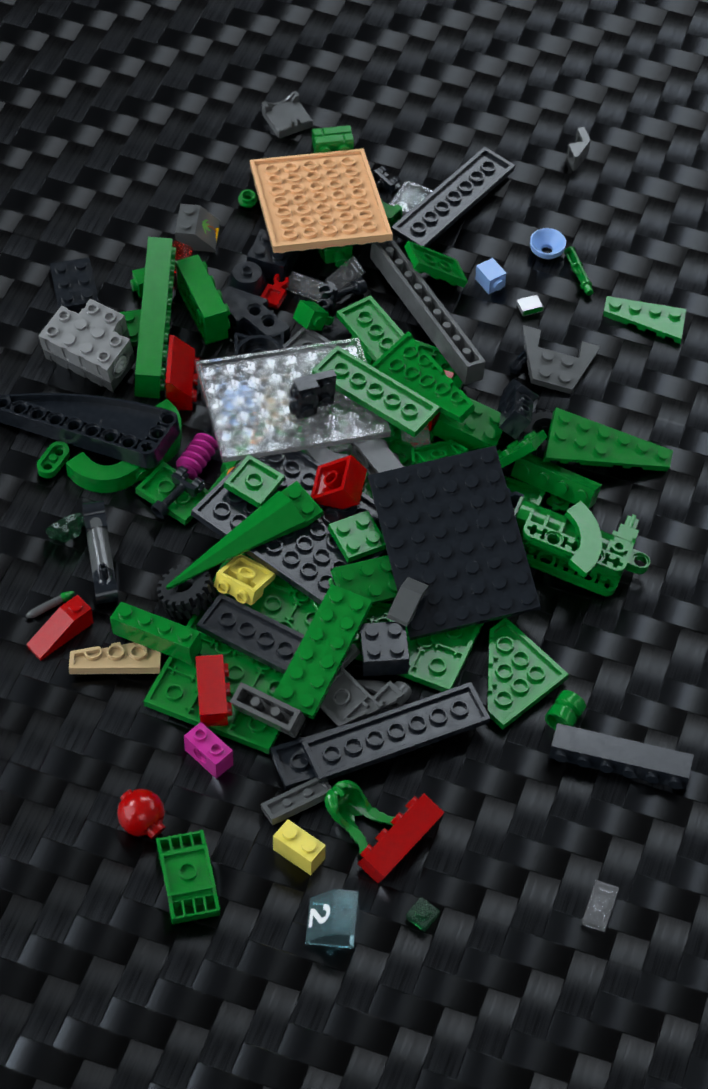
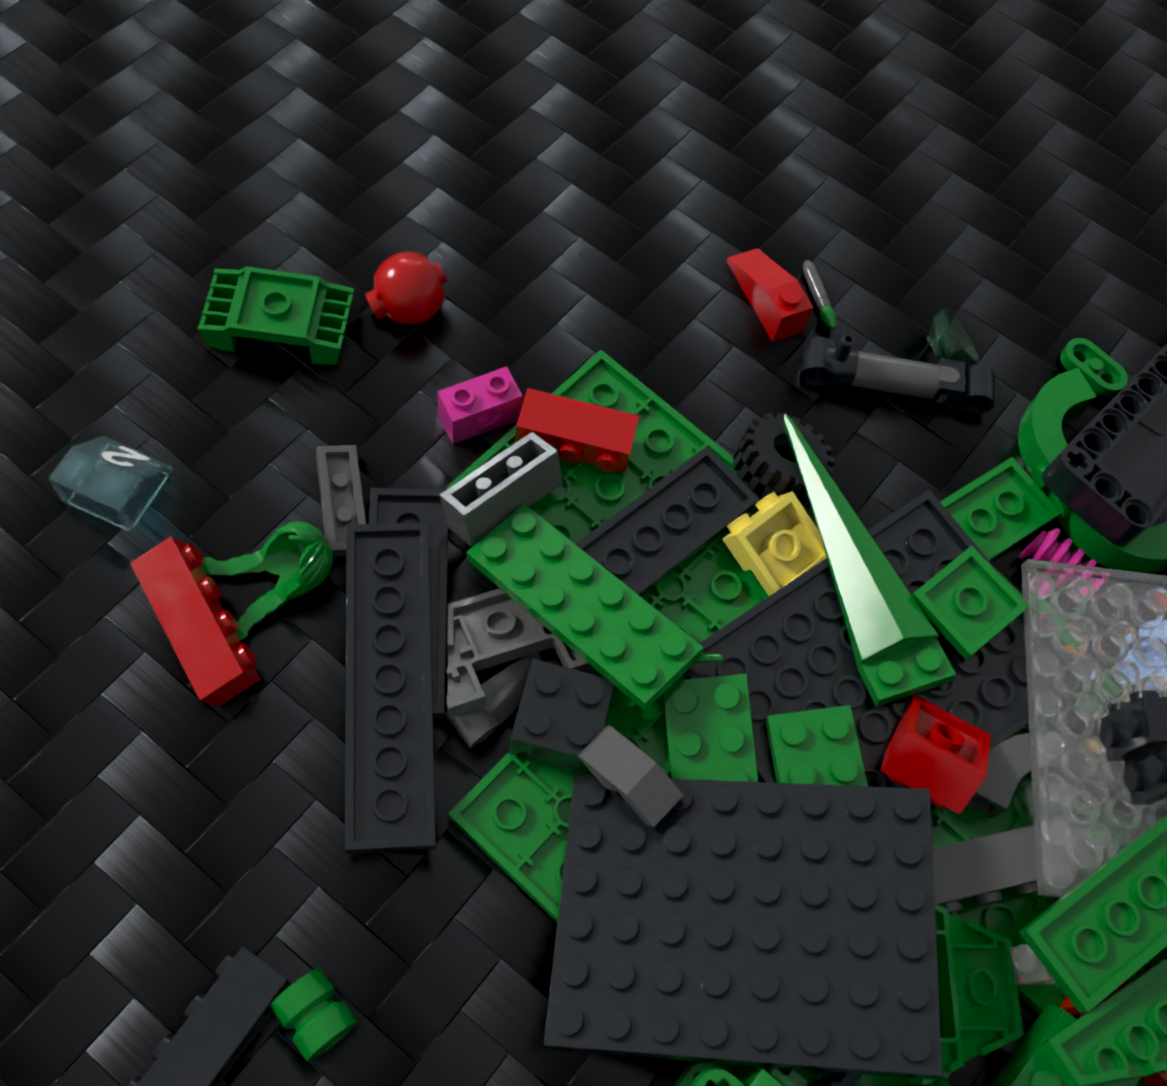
camera: 100 degrees right, 10 degrees up
(115, 659) = (690, 353): tan wing -> none
(156, 632) = (709, 389): green brick -> none
(179, 478) = (991, 532): black bar -> none
(299, 847) = (254, 470): light yellow brick -> none
(422, 914) = (56, 614): clear green plate -> none
(517, 673) = (439, 960): green plate -> none

